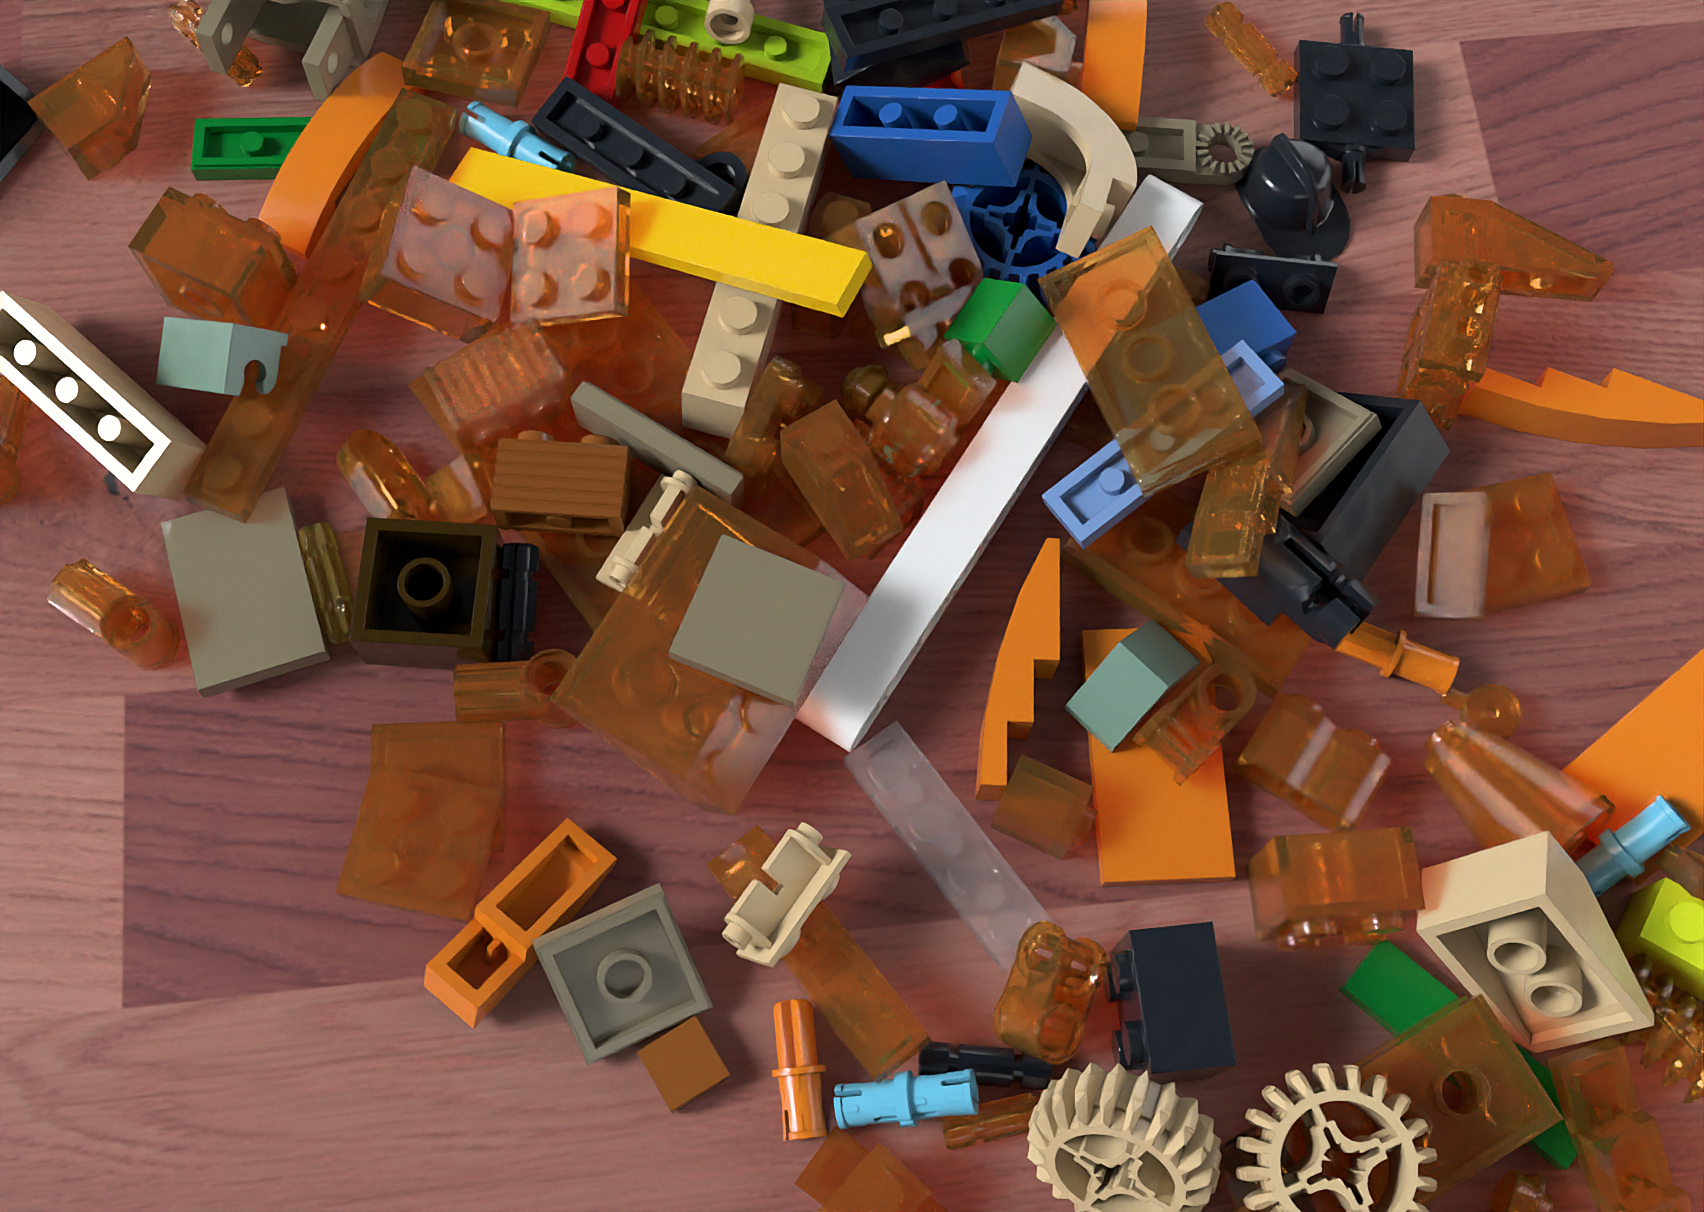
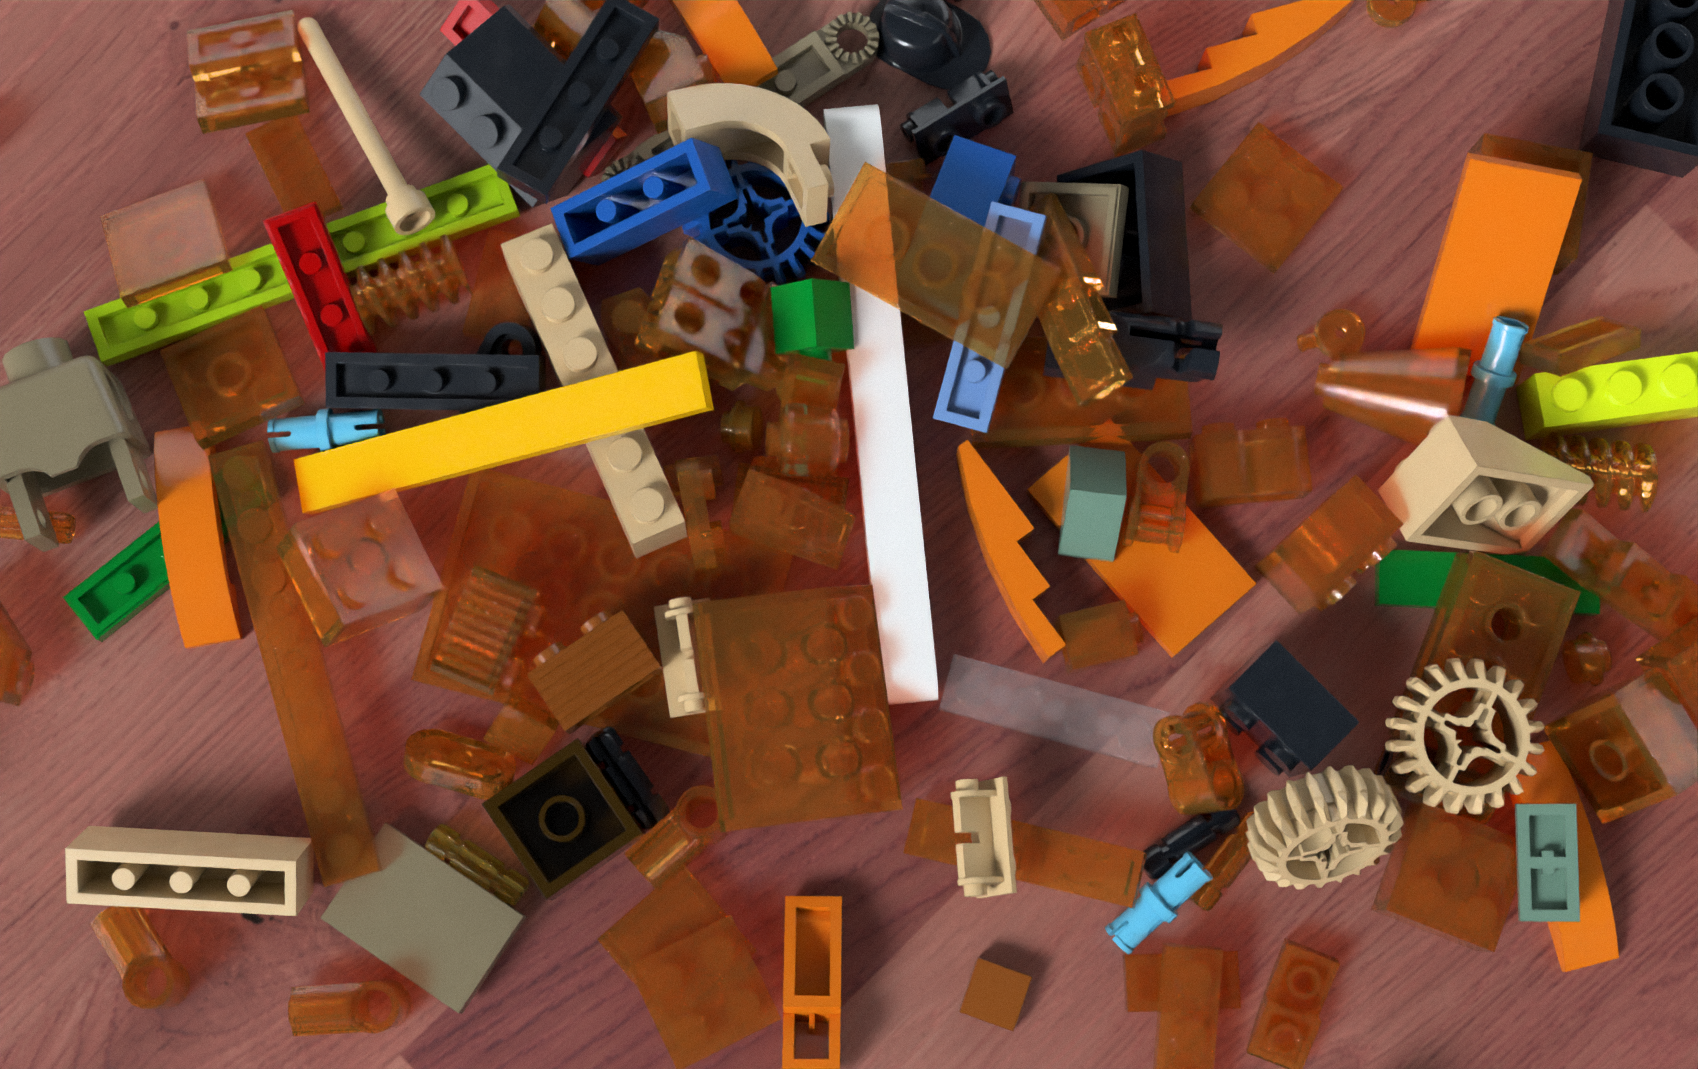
camera: 40 degrees left, 10 degrees up
(214, 261) = (201, 702): clear orange brick -> none
(214, 355) = (261, 769): sand green hinge -> none
(571, 257) = (461, 500): clear orange plate -> none
(622, 973) = (911, 969): dark tan tile -> none
(655, 444) = (638, 591): dark tan tile -> none
(757, 621) = (820, 668): dark tan tile -> none
(798, 1070) = (1074, 939): orange axle -> none
(1401, 657) = (1258, 338): orange axle -> none
(1453, 556) = (1238, 240): clear orange tile -> none

